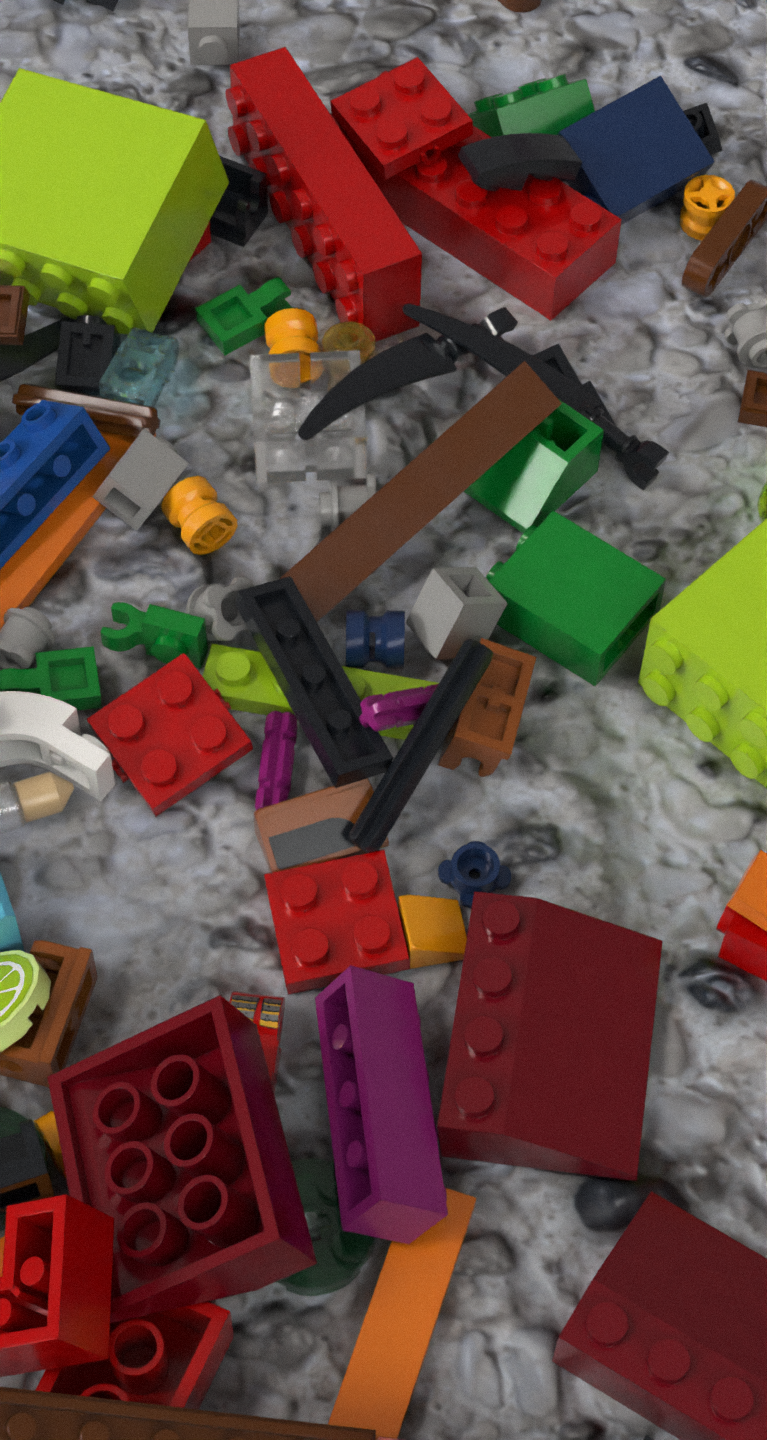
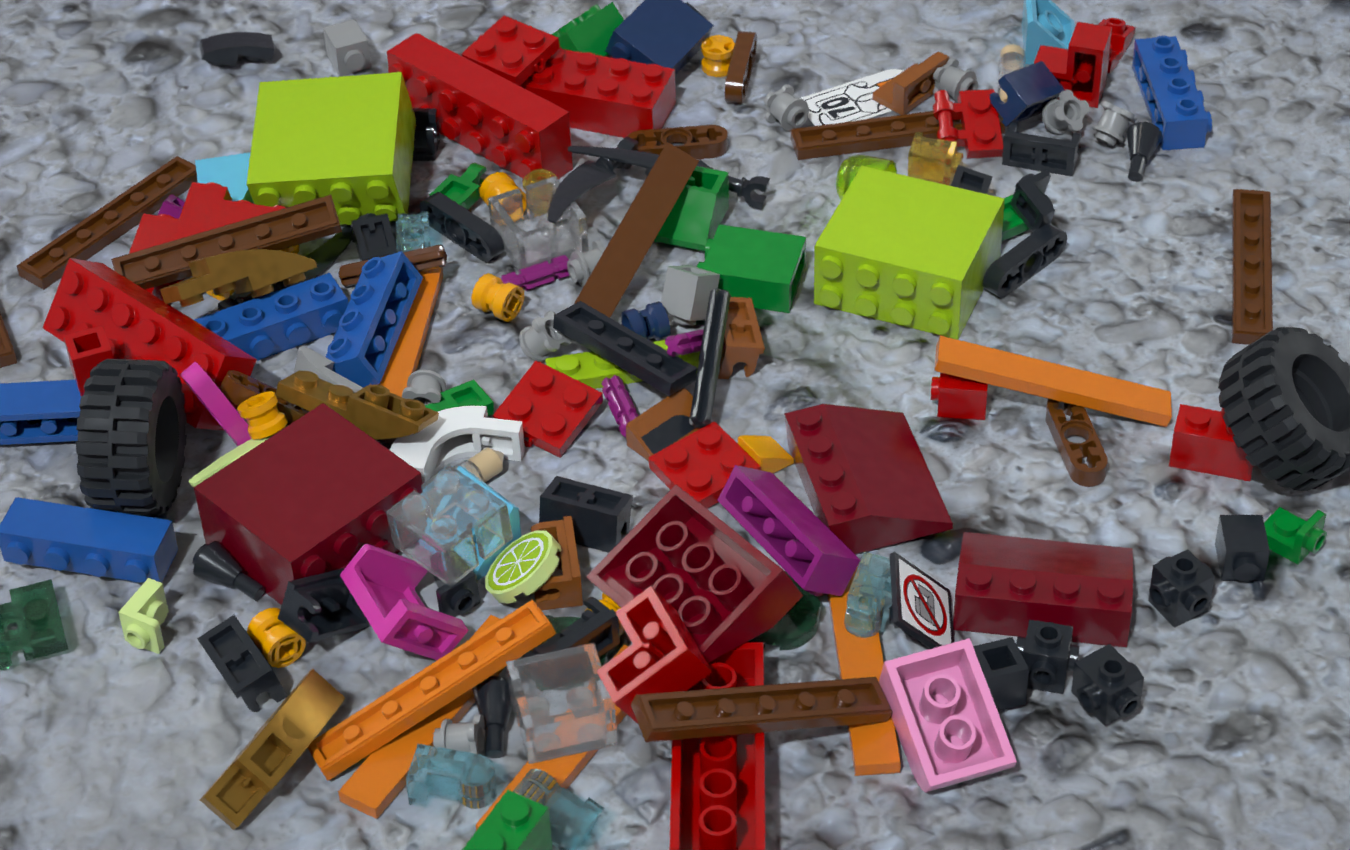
camera: 20 degrees left, 15 degrees down
(129, 938) = (596, 512): none -> black hinge
(140, 479) = (451, 288): light grey brick -> none
(161, 630) = (512, 360): green plate -> none
(213, 377) = (462, 227): none -> black beam
(273, 492) = (539, 273): none -> magenta axle
(441, 1266) = (868, 596): none -> clear light blue leg
(479, 858) = (771, 418): dark blue plate -> none
(505, 1327) = (920, 604): none -> piece
(510, 159) = (597, 50): black slope -> none
(598, 327) = (698, 141): none -> reddish brown beam

